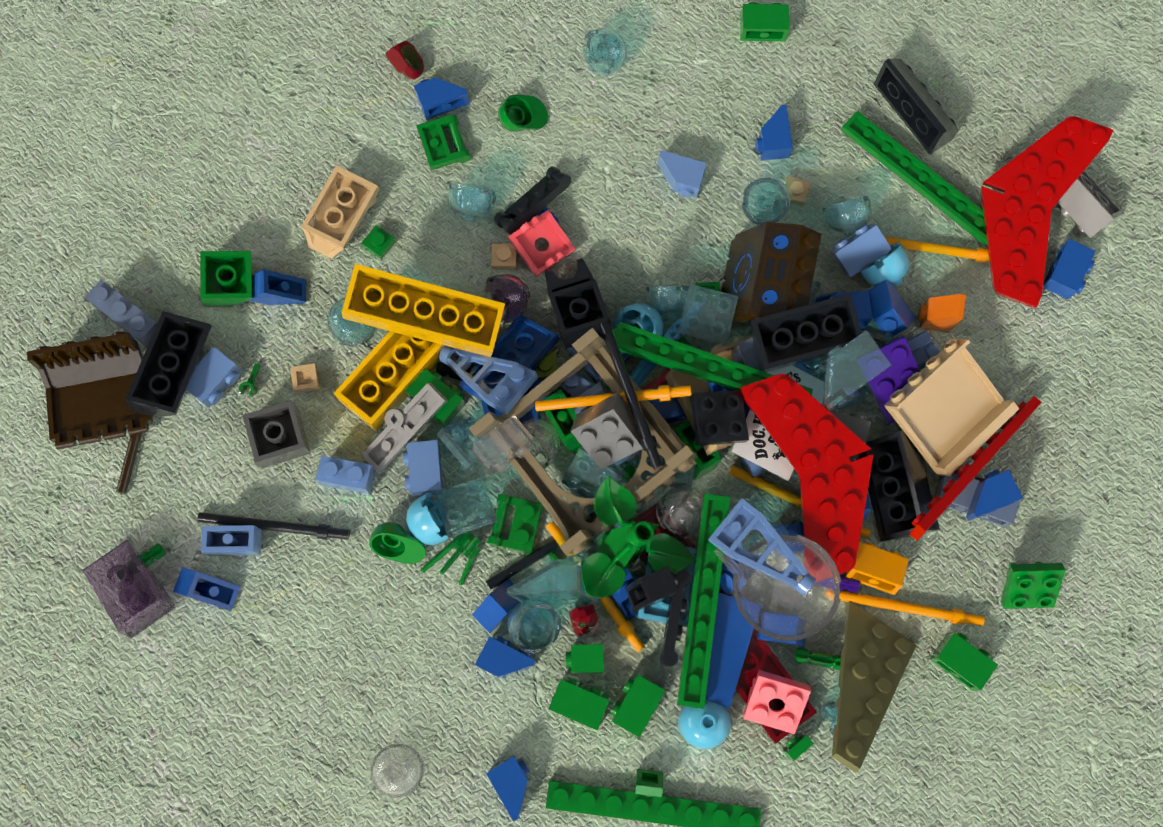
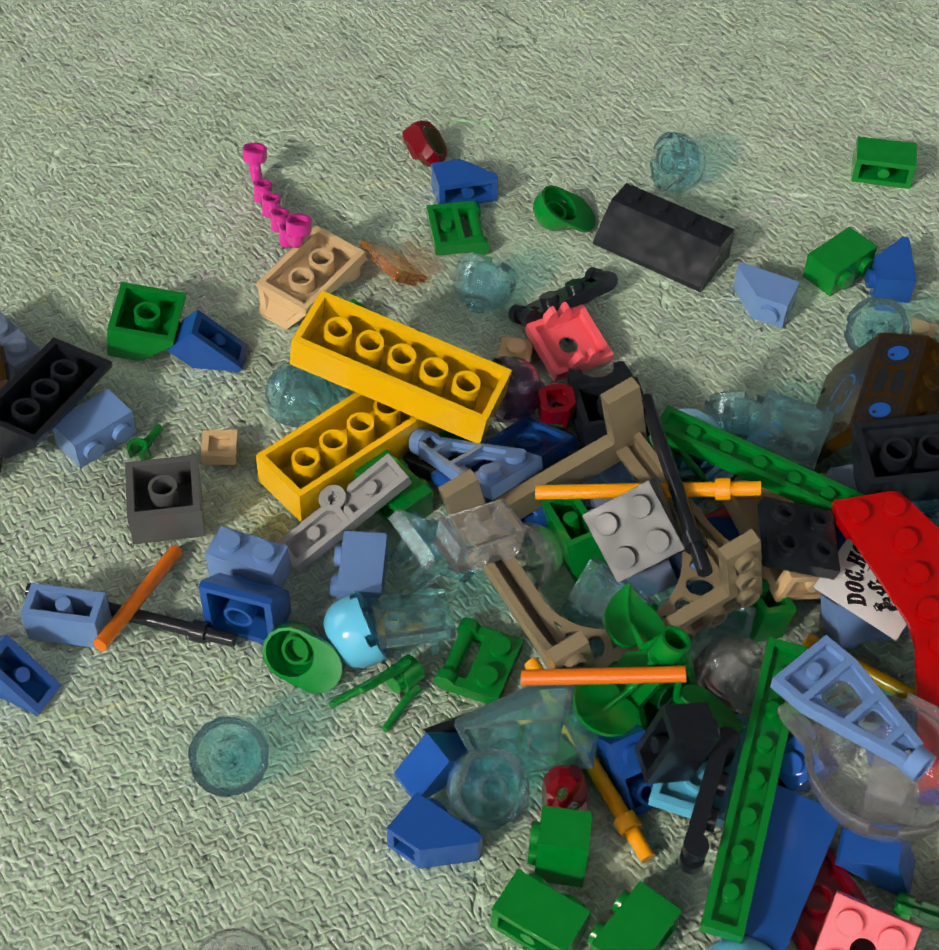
camera: 10 degrees right, 25 degrees down
(276, 515) = (137, 598): none -> orange bar
(319, 178) = (292, 227): none -> dark pink bar
(350, 510) = (244, 605): none -> blue slope
(364, 629) = (229, 755): none -> clear light blue cylinder
(400, 187) = (393, 263): none -> clear orange piece
(540, 310) = (556, 405): none -> dark red rock
(599, 558) = (606, 675): none -> orange bar
(601, 128) = (664, 237): none -> black slope
(736, 131) = (839, 261): none -> green brick

